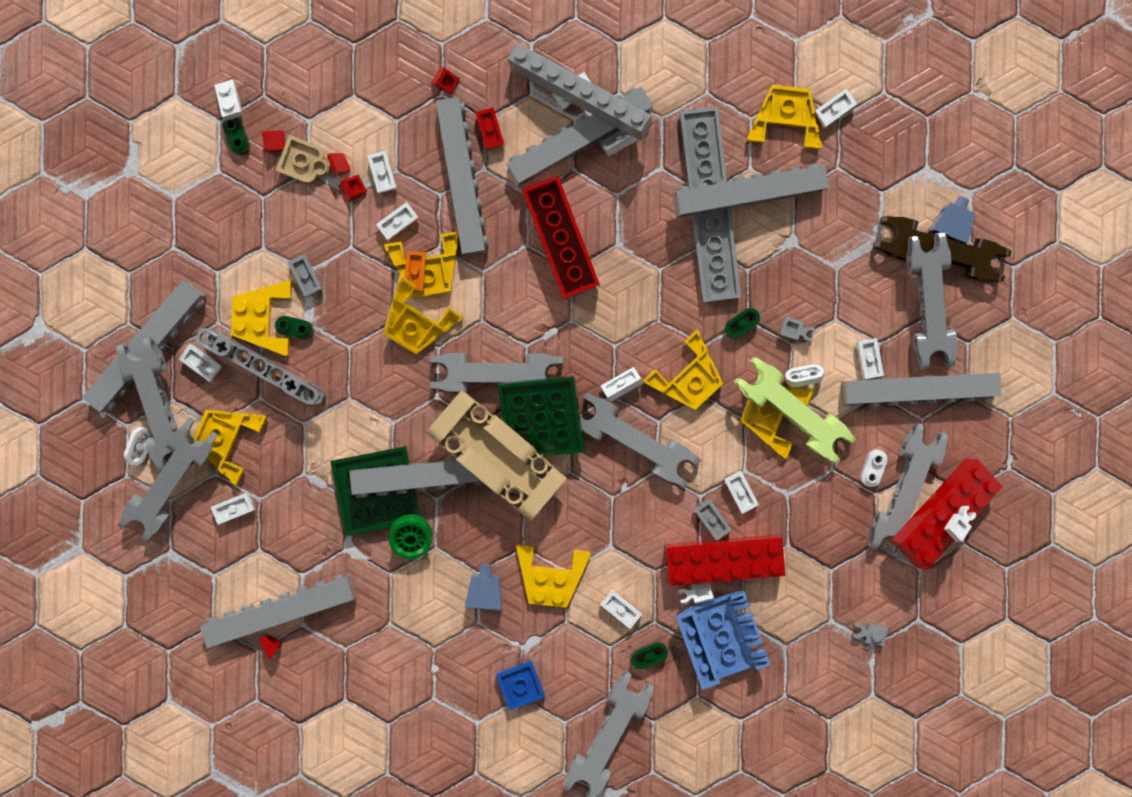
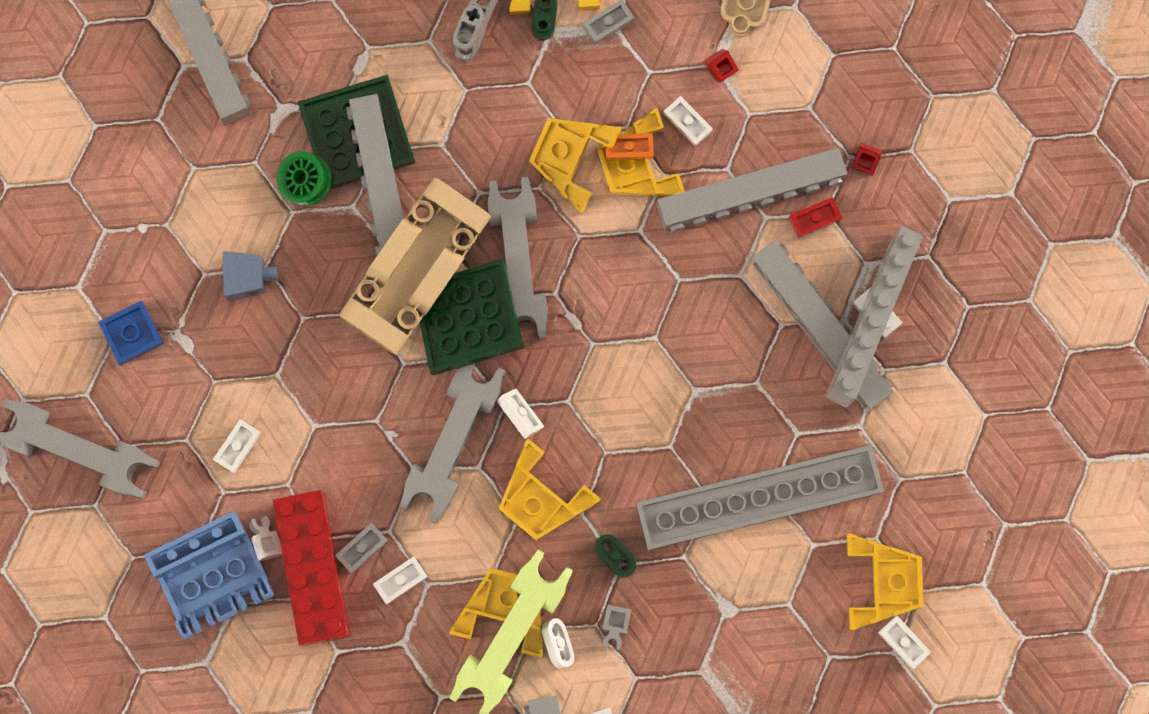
camera: 85 degrees right, 10 degrees down
(270, 645) = (156, 30): red slope -> none
(338, 163) = (748, 45): red slope -> none
(382, 172) = (744, 96): white plate -> none
(547, 584) = (259, 355): yellow wing -> none
(560, 237) = (692, 316): red brick -> none
(616, 142) = (820, 370): white plate -> none
(650, 657) = (181, 489): dark green plate -> none
(750, 191) = (783, 544): light grey brick -> none

